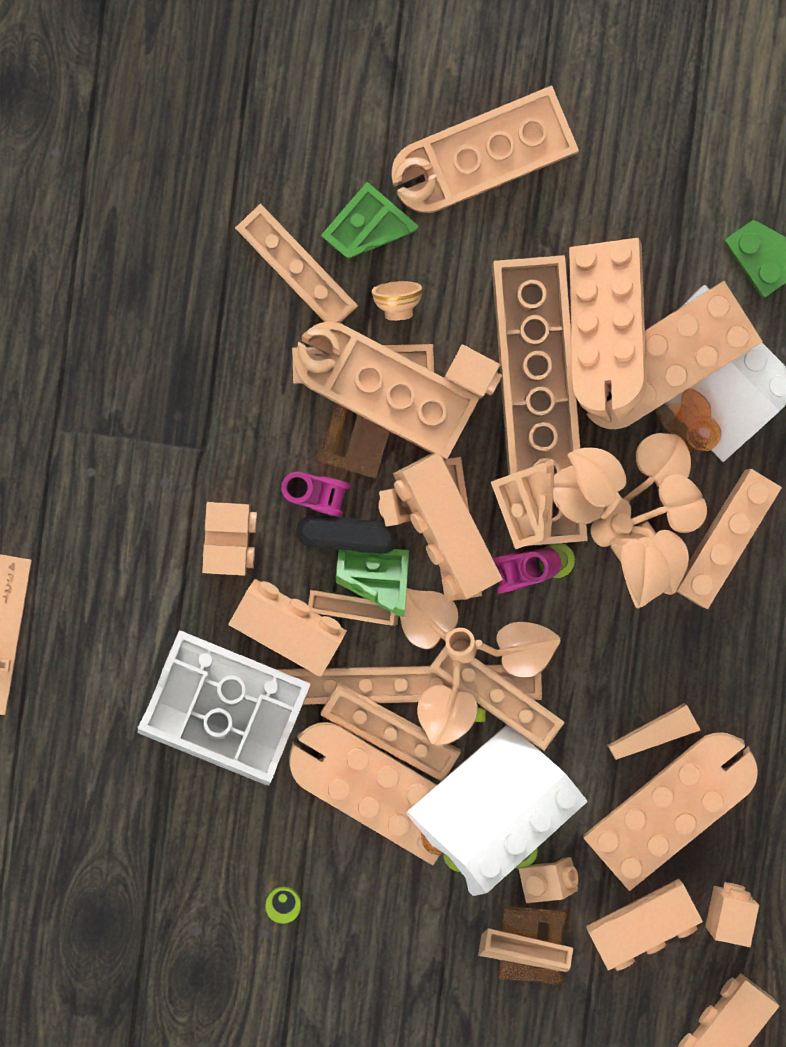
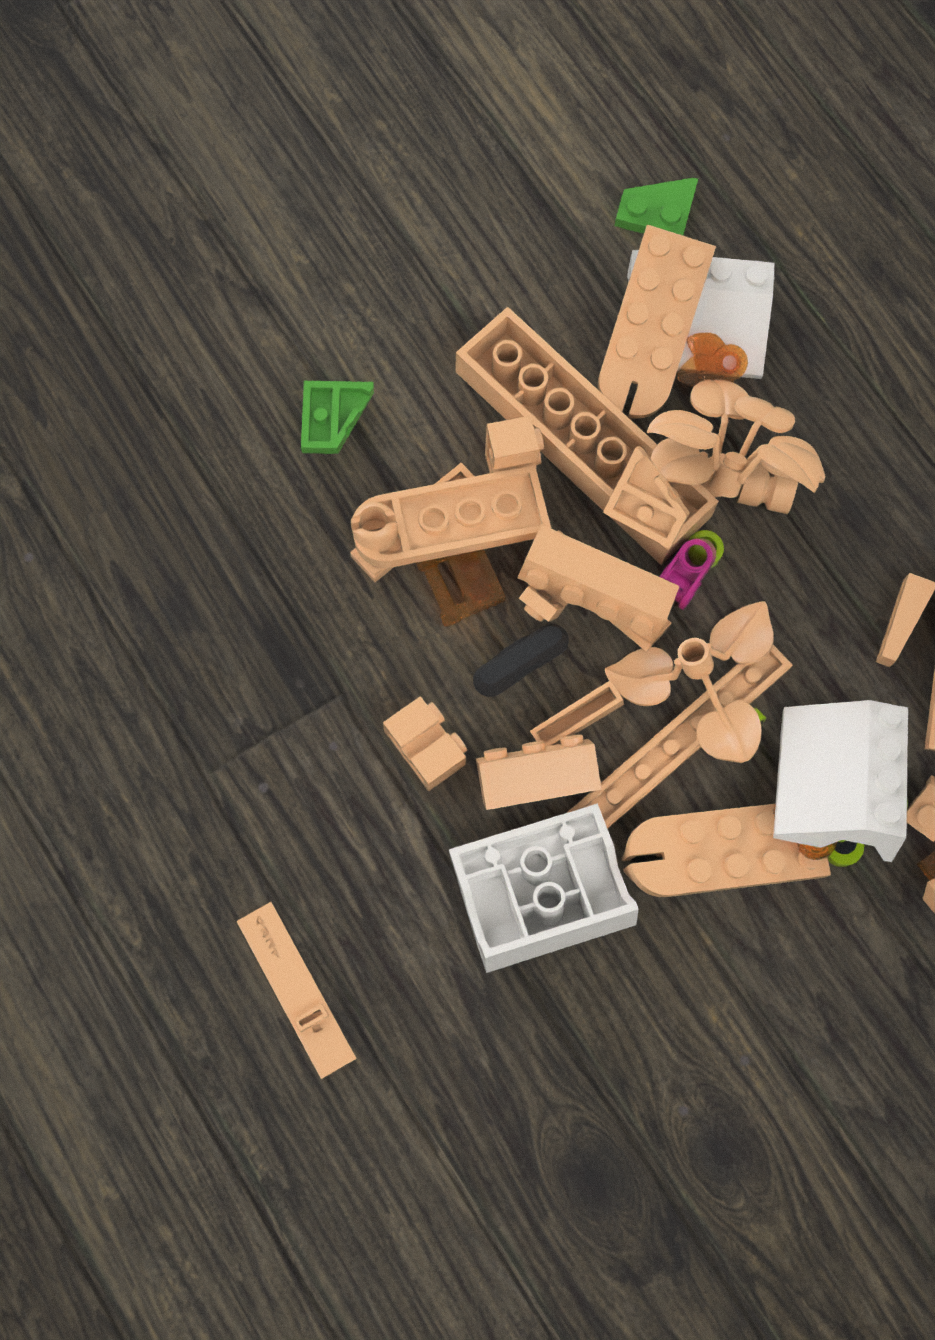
camera: 40 degrees left, 15 degrees down
(283, 904) = (737, 1019): lime tile -> none
(296, 266) = (298, 489): light nougat tile -> none
(318, 493) = (472, 645): dark pink piece -> none
(376, 577) = (574, 673): bright green wing -> none
(389, 732) = (697, 792): light nougat tile -> none
(397, 299) = (405, 449): light nougat piece -> none
(484, 152) = (377, 296): light nougat plate -> none
(501, 699) = (759, 688): light nougat tile -> none
(608, 326) = (591, 333): light nougat plate -> none
(727, 537) = (821, 419): light nougat brick -> none

